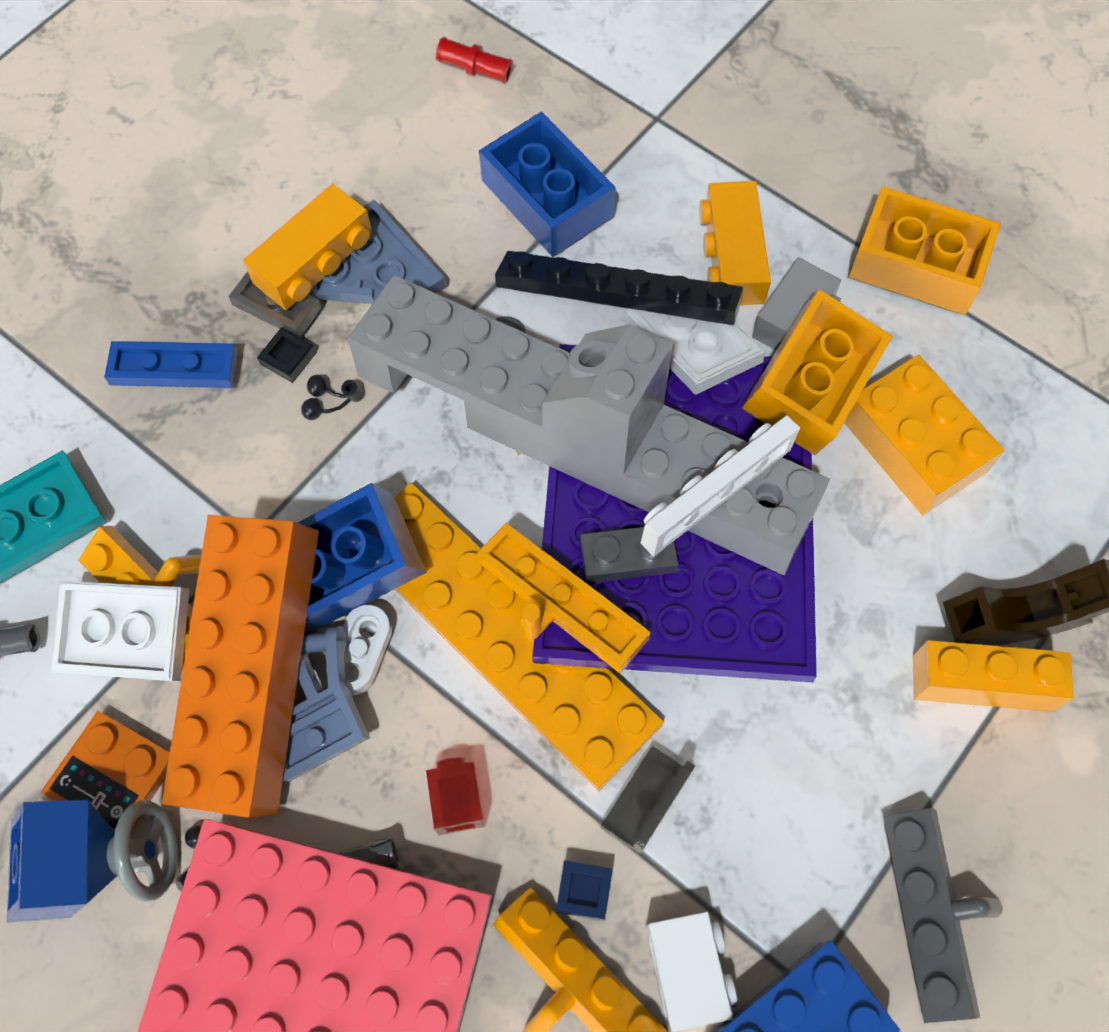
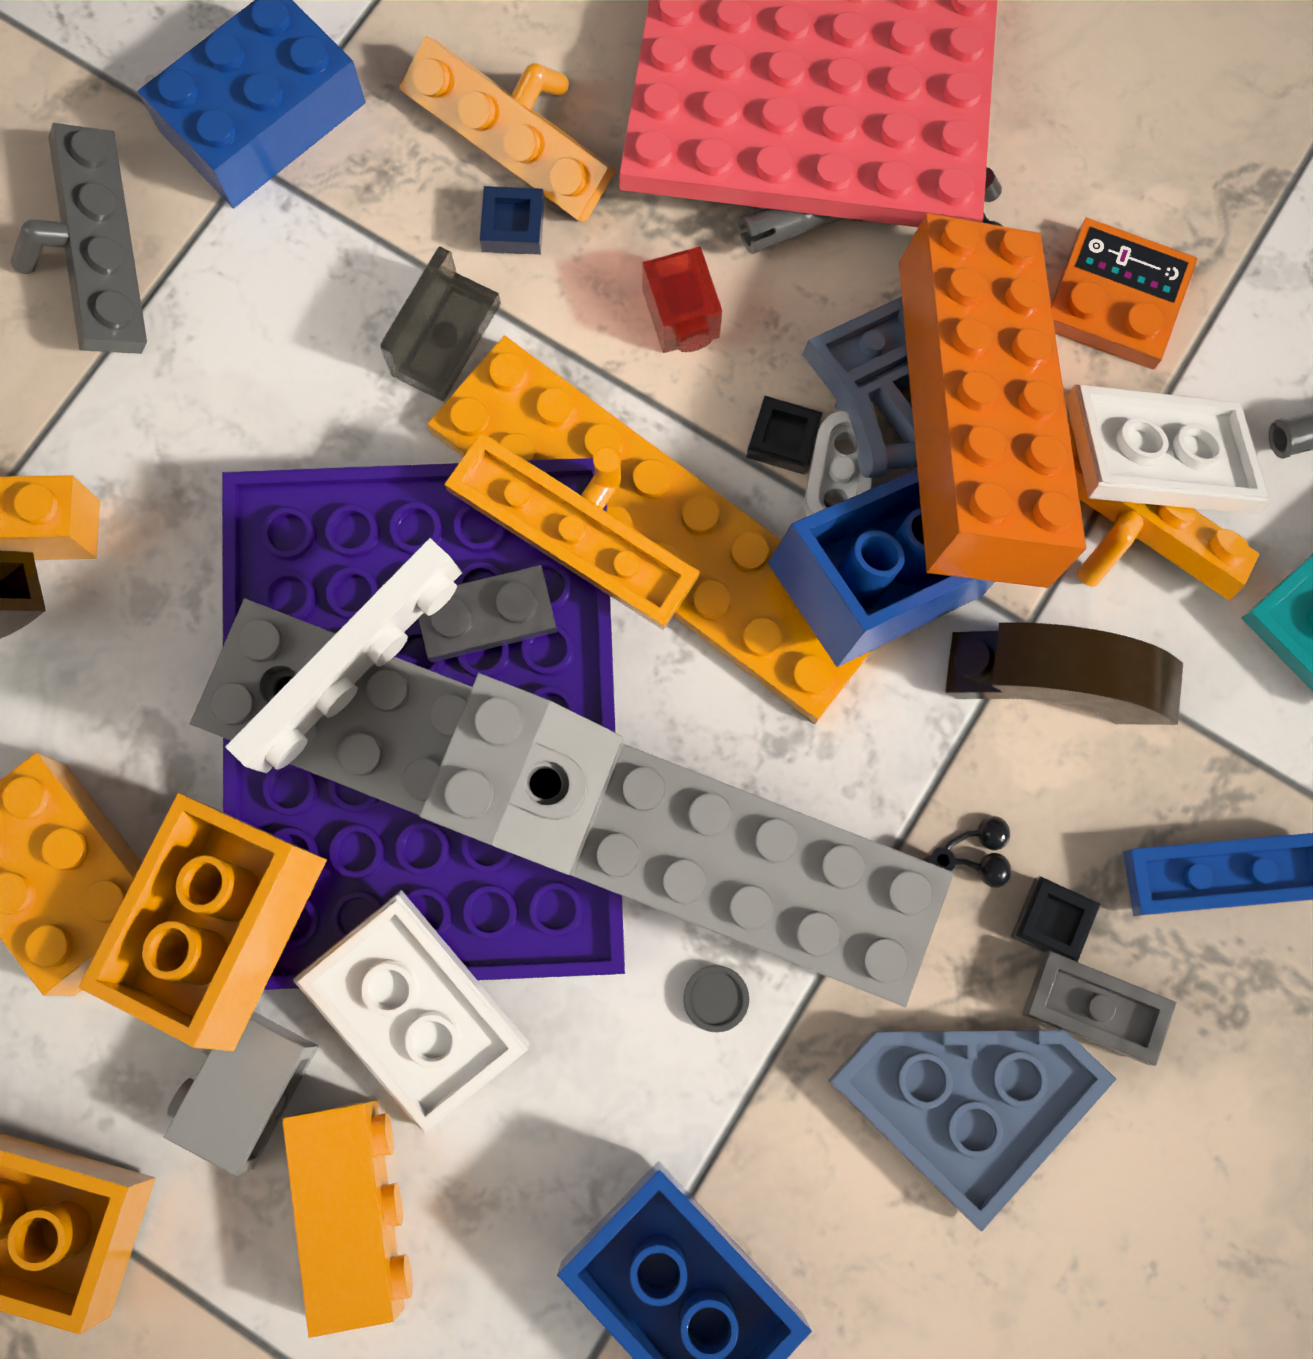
camera: 170 degrees right, 10 degrees up
(70, 853) = (1127, 168): blue piece -> none
(232, 475) = (1071, 666): none -> dark brown arch
(309, 247) = (1065, 1094): light orange brick -> none
(395, 688) = (784, 435): none -> black tile
(620, 287) = (537, 1090): black plate -> none
(690, 971) = (383, 147): white brick -> none

